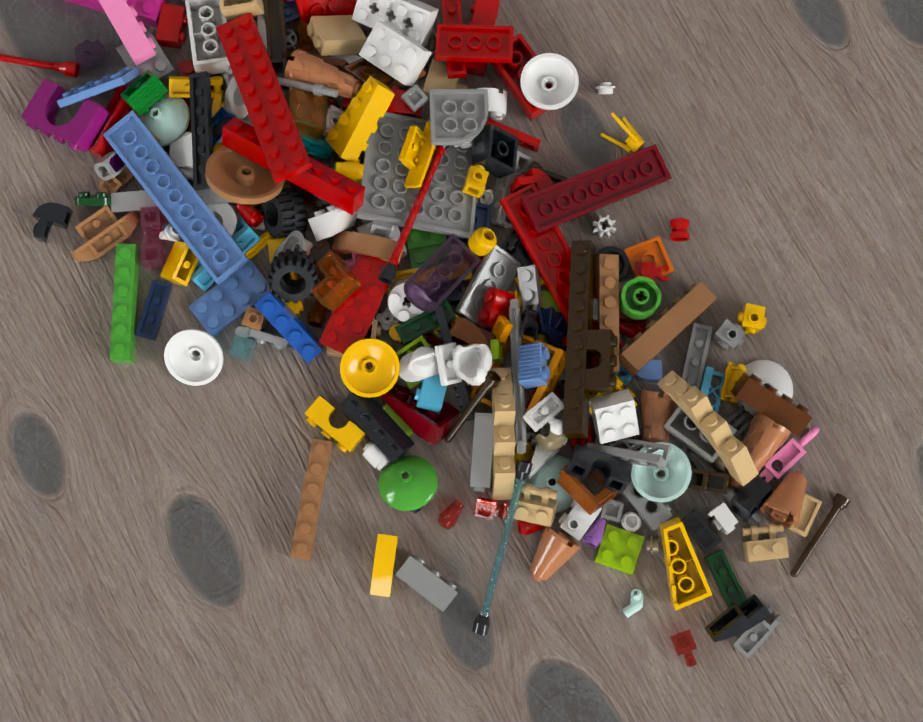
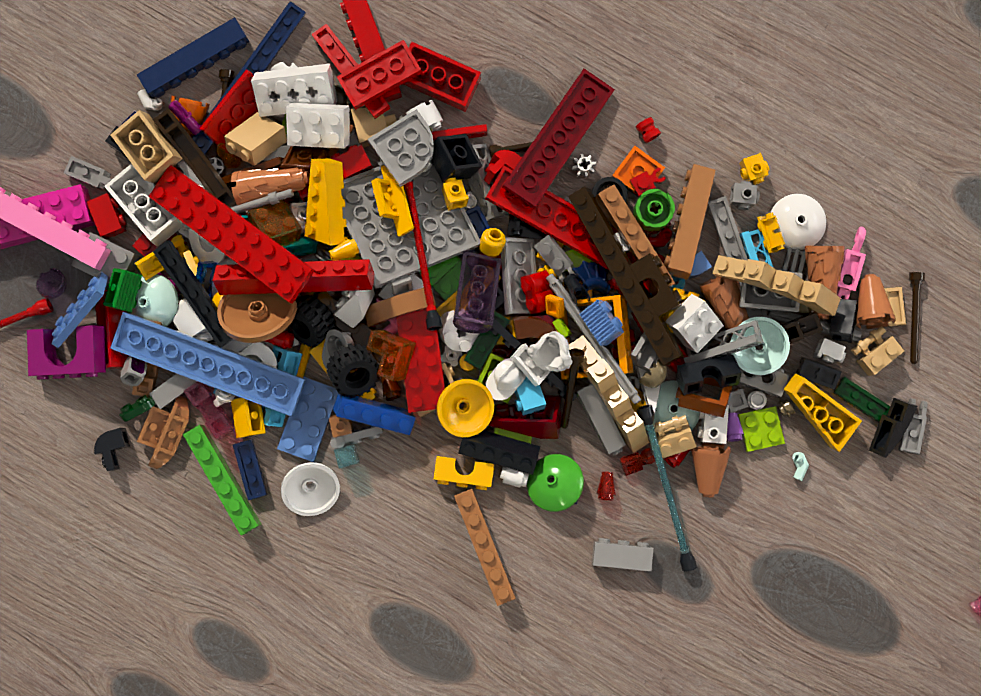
camera: 30 degrees left, 5 degrees up
(384, 565) = (577, 562): yellow slope -> none
(415, 98) = (359, 154): light grey plate -> none
(545, 413) = (637, 356): white plate -> none
(552, 70) = (464, 57): white dish -> none
(605, 88) = (511, 45): white plate -> none
(634, 140) = (564, 76): yellow plant -> none
(684, 644) = (862, 474): clear red plate -> none
(771, 404) = (814, 232): reddish brown brick -> none

